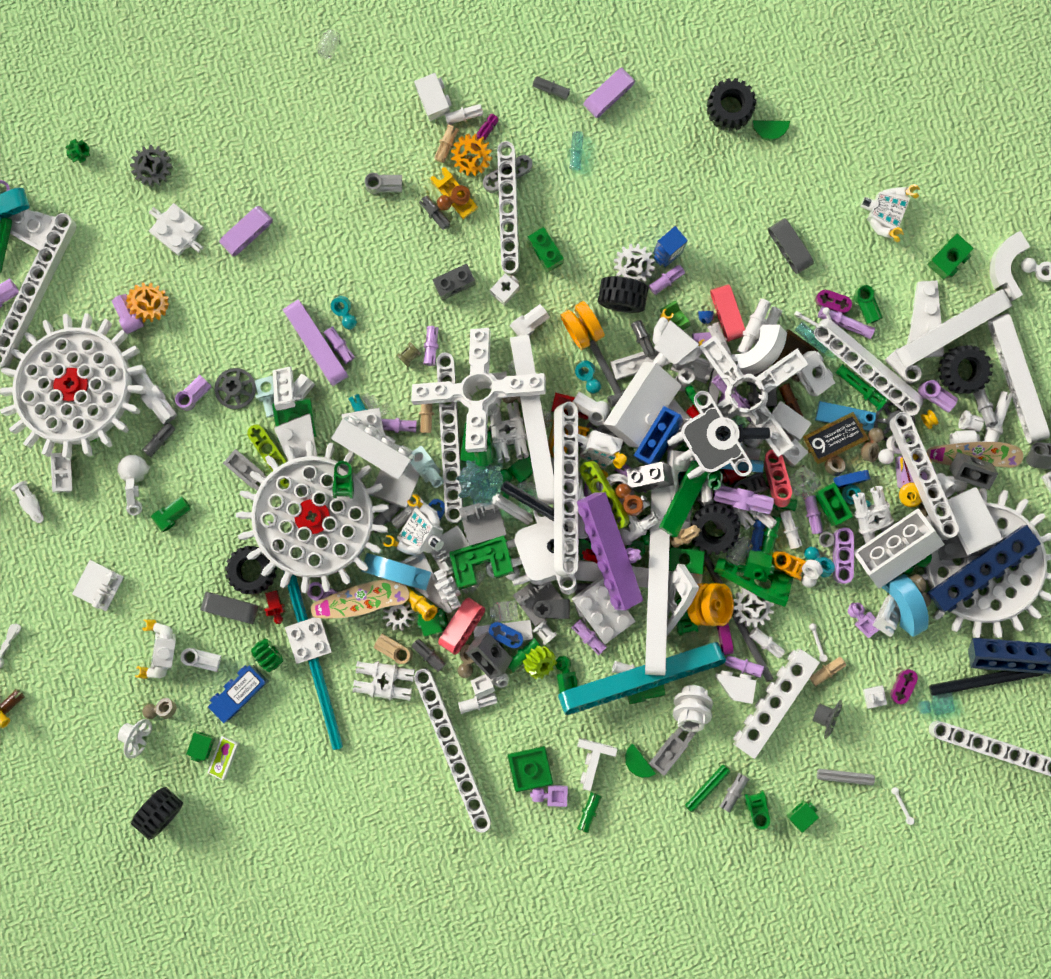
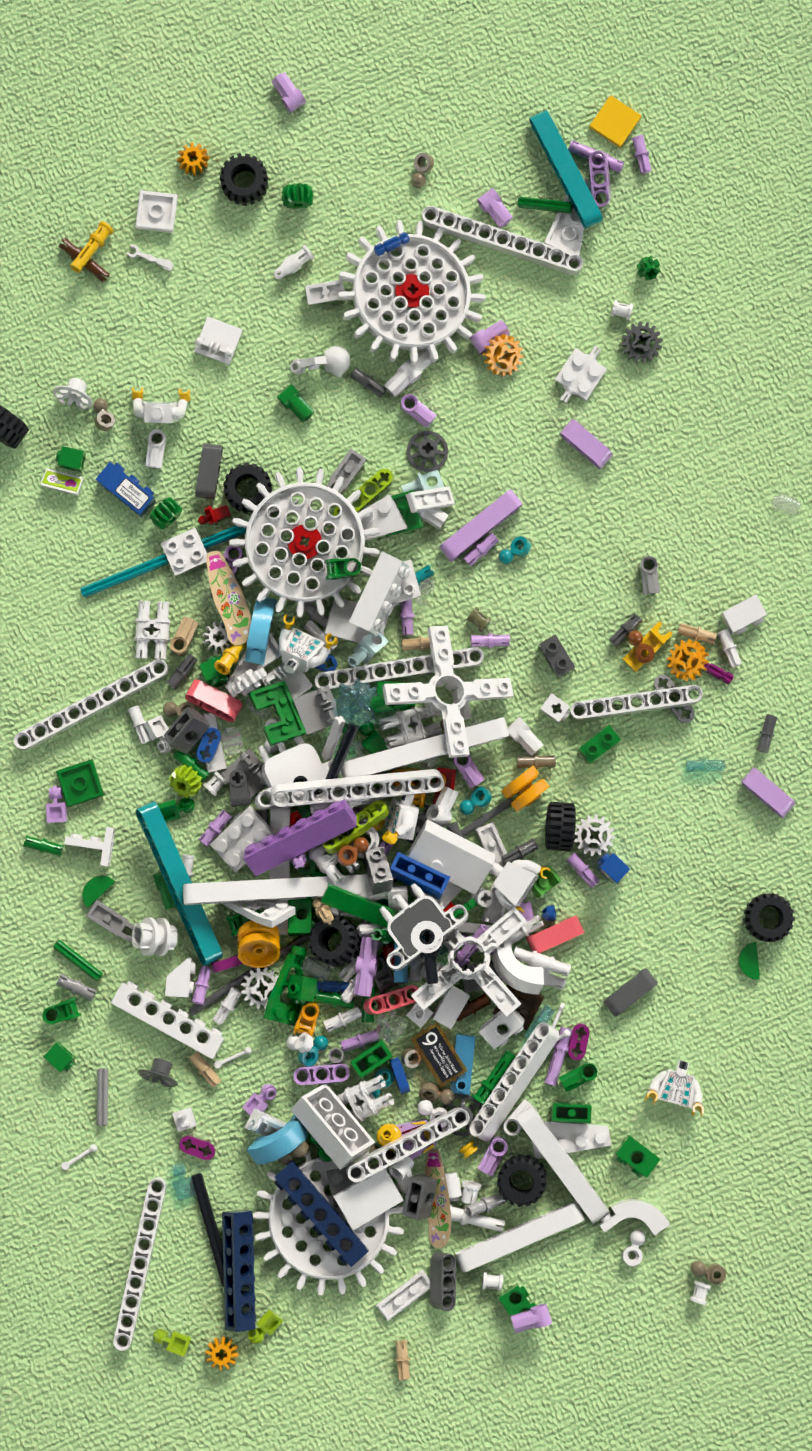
camera: 80 degrees right, 0 degrees up
(20, 399) = (391, 244): none -> blue axle
(116, 181) = (622, 310): none -> white bush
(554, 313) = (537, 761): none -> dark tan pin
(560, 379) = (469, 772): none -> lavender piece
(903, 315) = (571, 1112): none -> green brick

